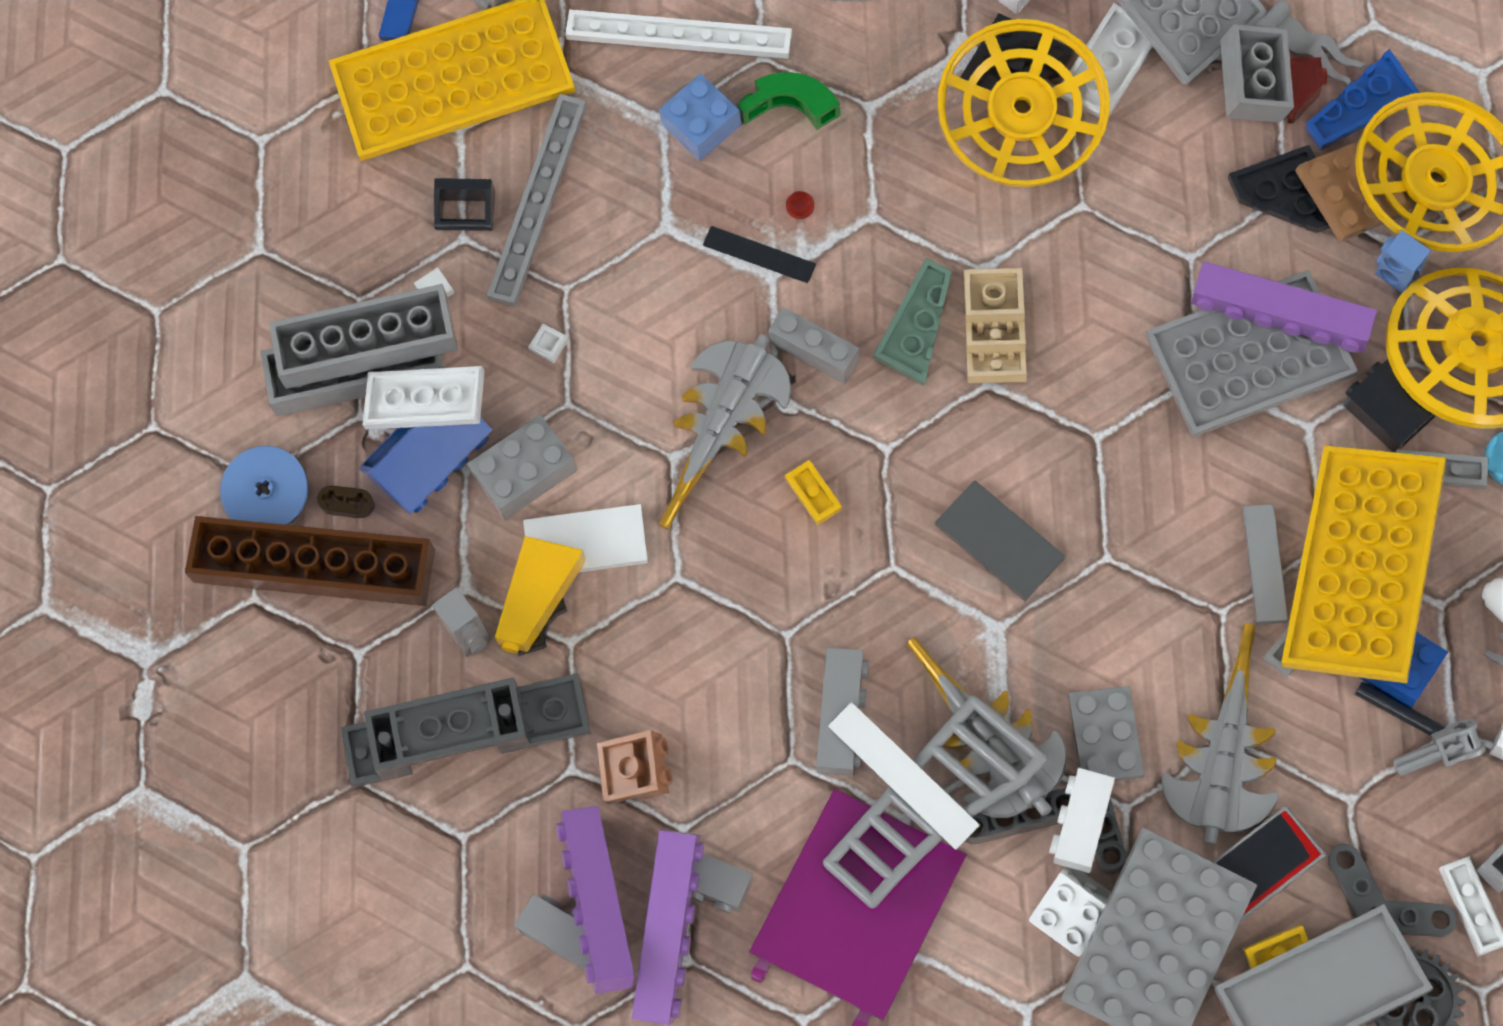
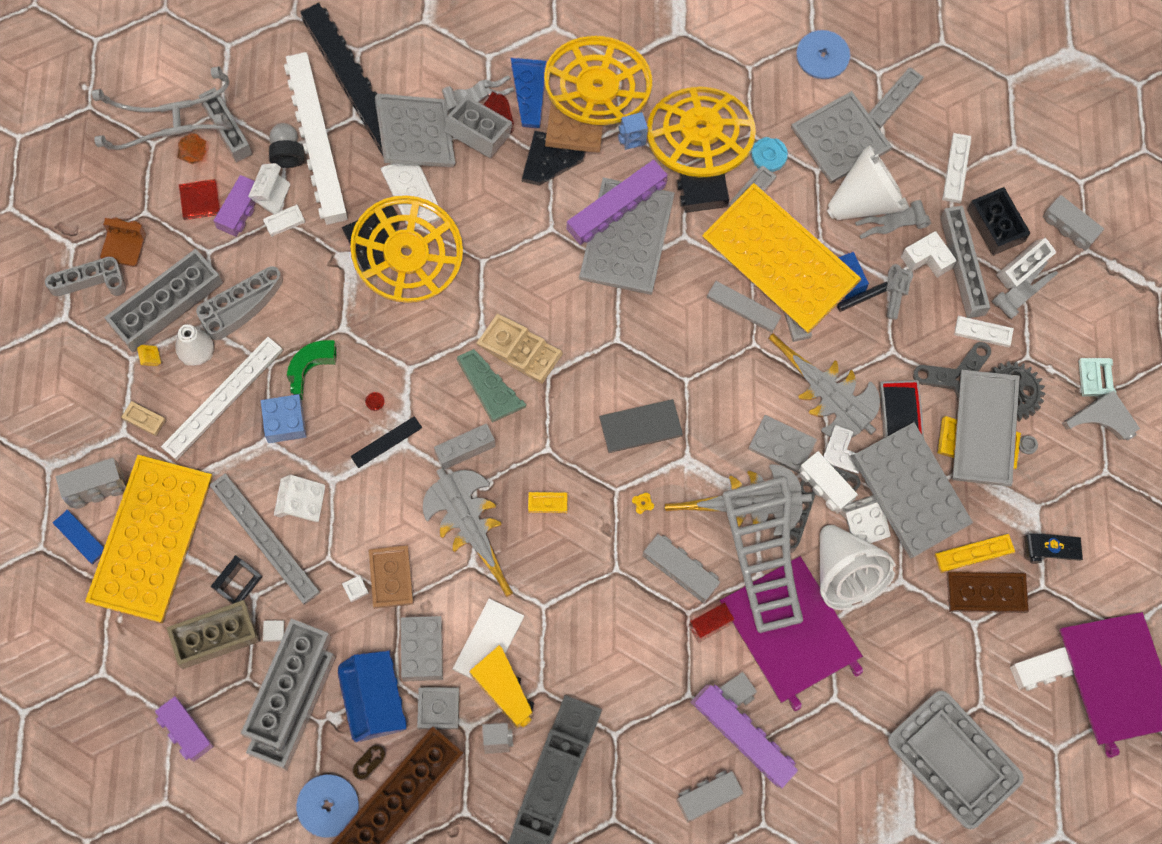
camera: 70 degrees left, 0 degrees up
(250, 269) = (183, 729): none -> medium lavender brick
(380, 222) = (212, 634): none -> dark tan brick
(423, 397) = (348, 674): white tile -> none
(463, 536) = (438, 708): none -> light grey plate
(589, 372) = (390, 577): none -> medium nougat plate
(596, 900) = (705, 765): medium lavender brick -> none
(615, 205) = (299, 498): none -> white bracket
(634, 767) = (639, 698): nougat plate -> none
(793, 794) = (711, 622): none -> clear red brick
(895, 600) = (645, 497): none -> yellow plate
(903, 776) = (743, 557): white sticker -> none
(983, 925) = (851, 569): none -> white cone
(1151, 807) = (837, 452): none -> plate

